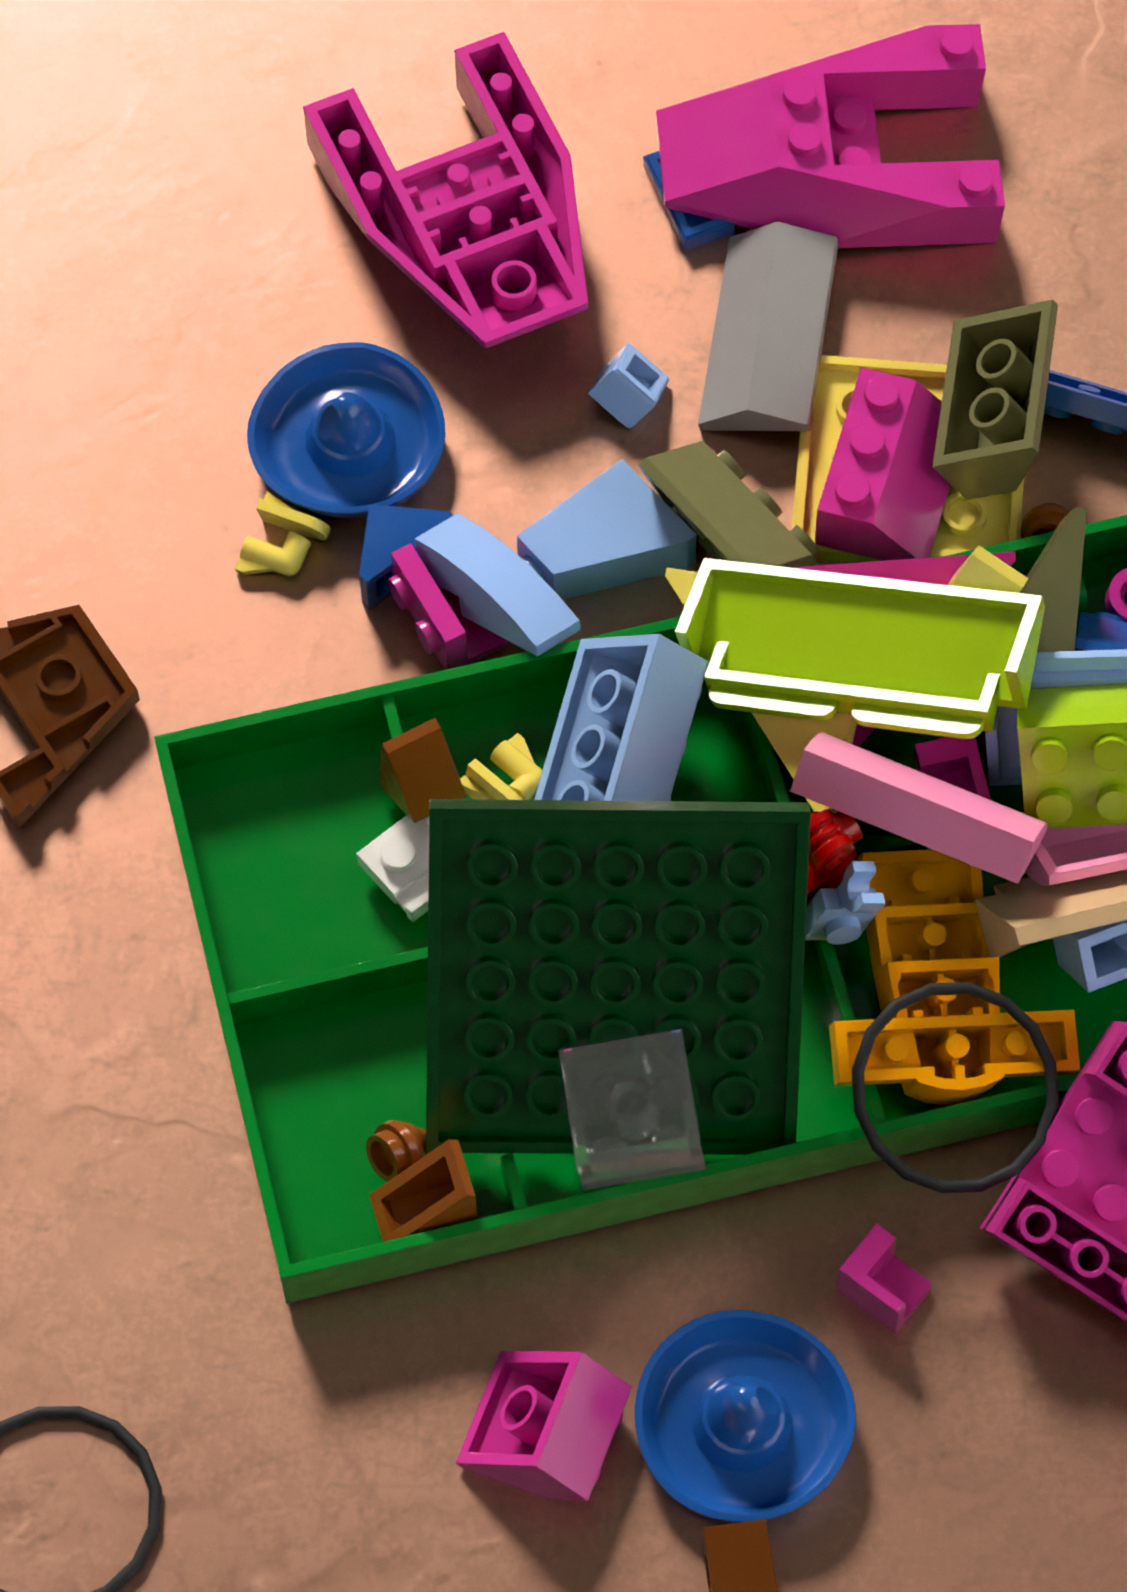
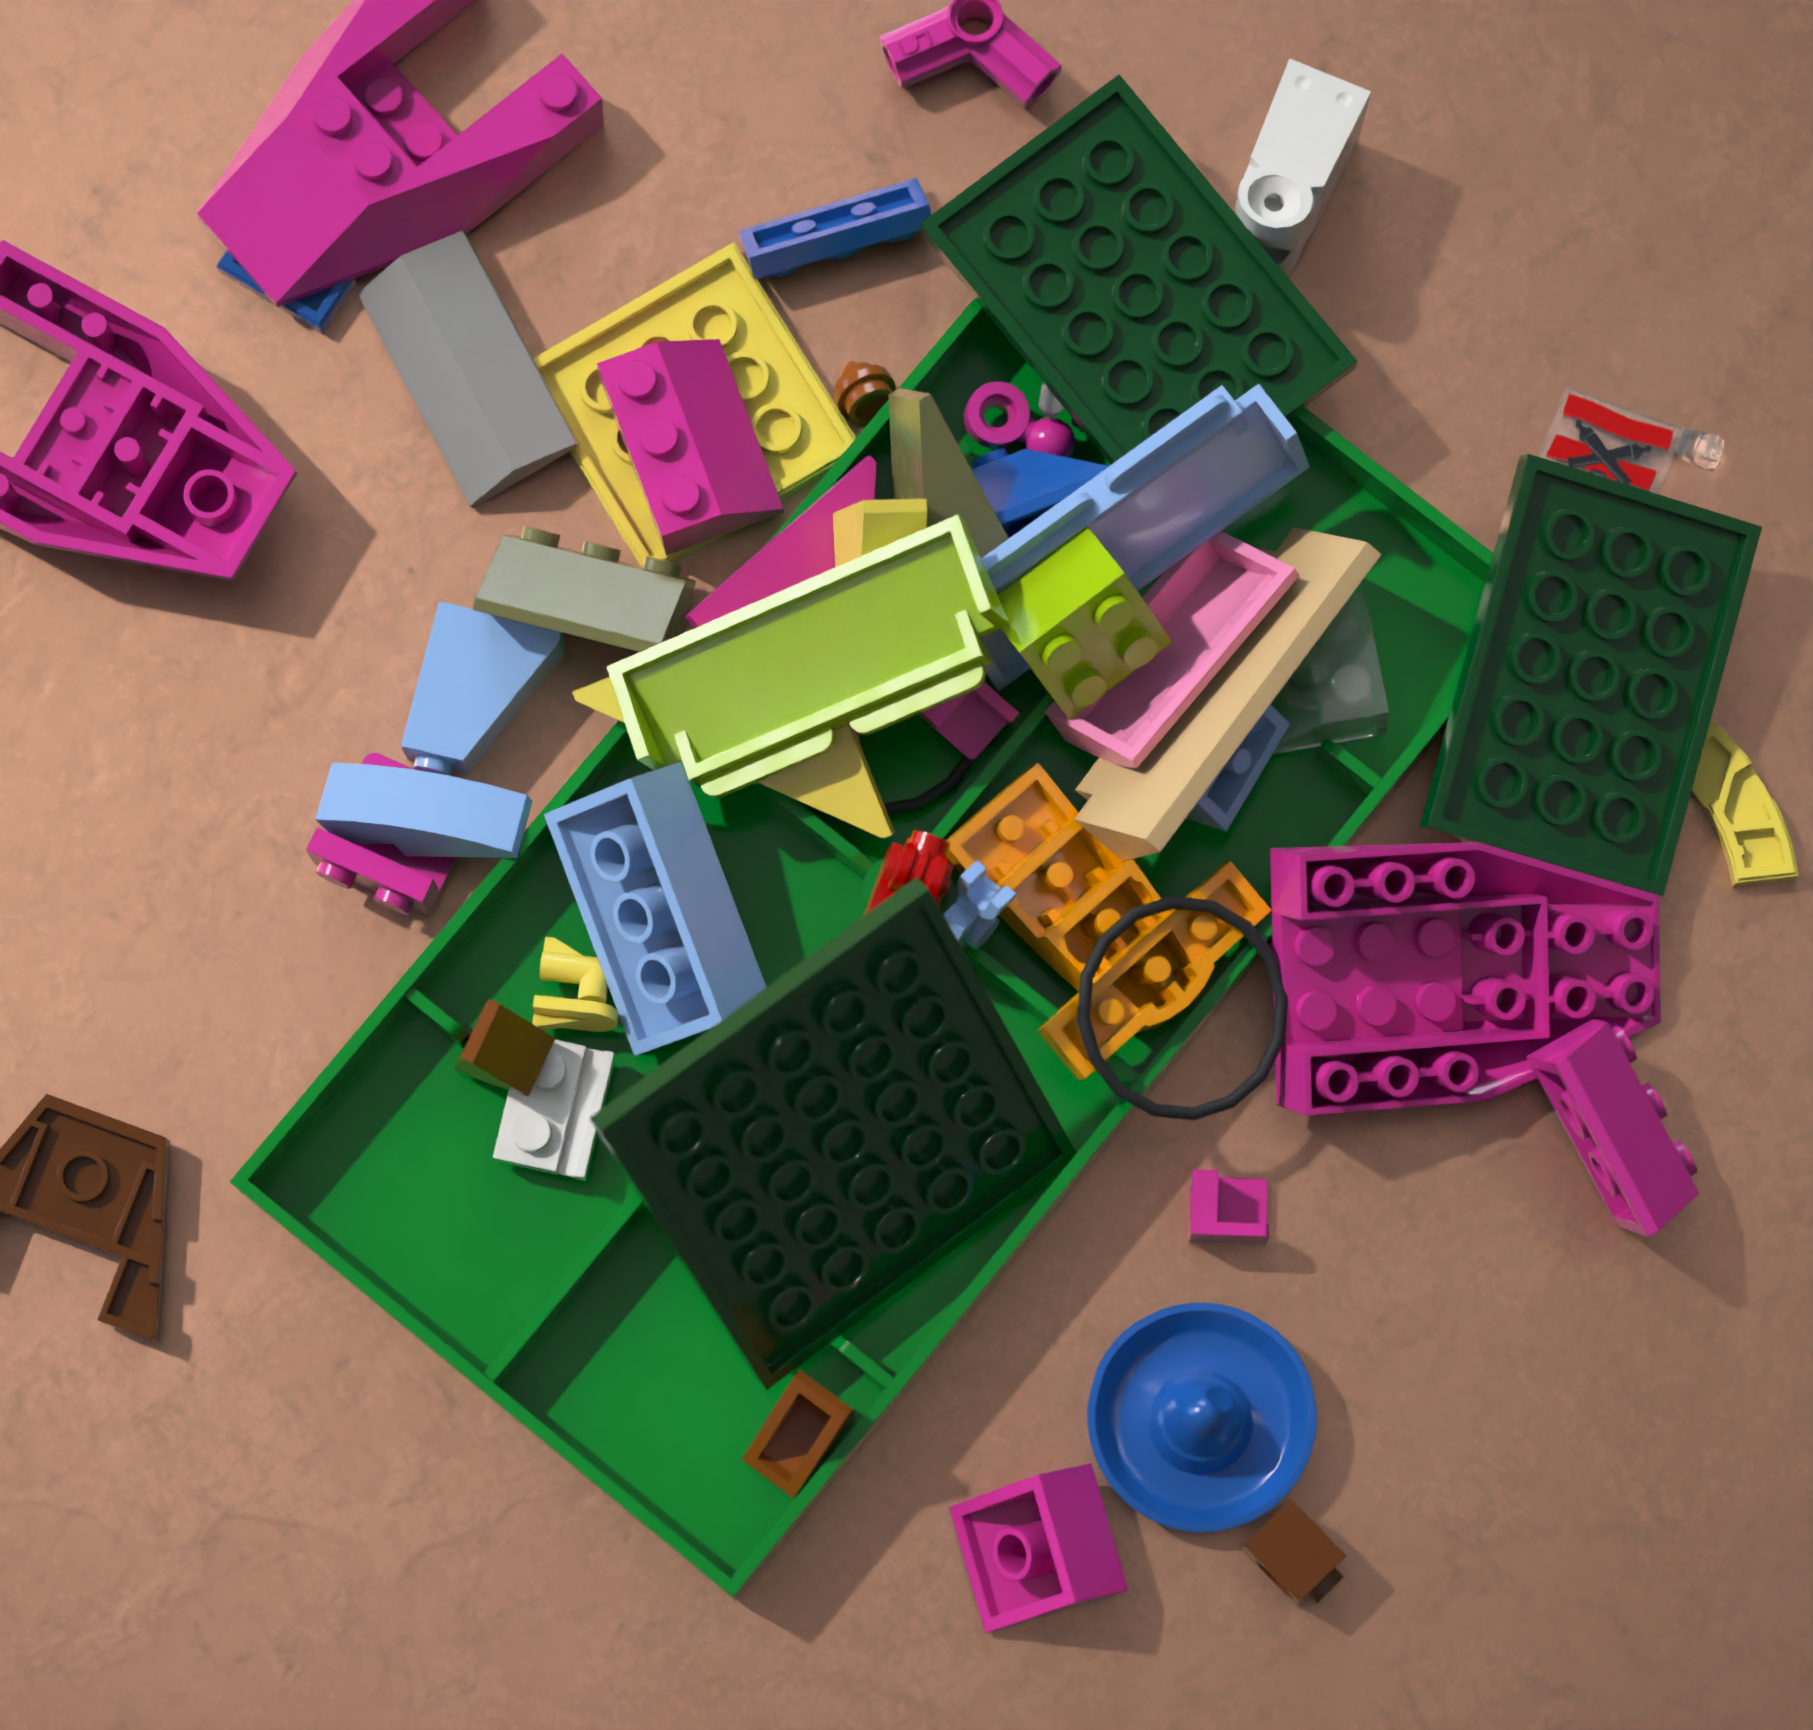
camera: 35 degrees left, 15 degrees up
(263, 557) = (197, 909): light yellow piece -> none
(346, 430) = (157, 745): blue hat -> none
(387, 531) = (286, 825): blue slope -> none
(395, 1148) = (739, 1404): dark orange plate -> none
(629, 386) = (379, 513): light blue slope -> none
(632, 1110) = (926, 1232): clear slope -> none
(918, 807) = (980, 778): bright pink slope -> none
(994, 398) = (739, 307): olive slope -> none

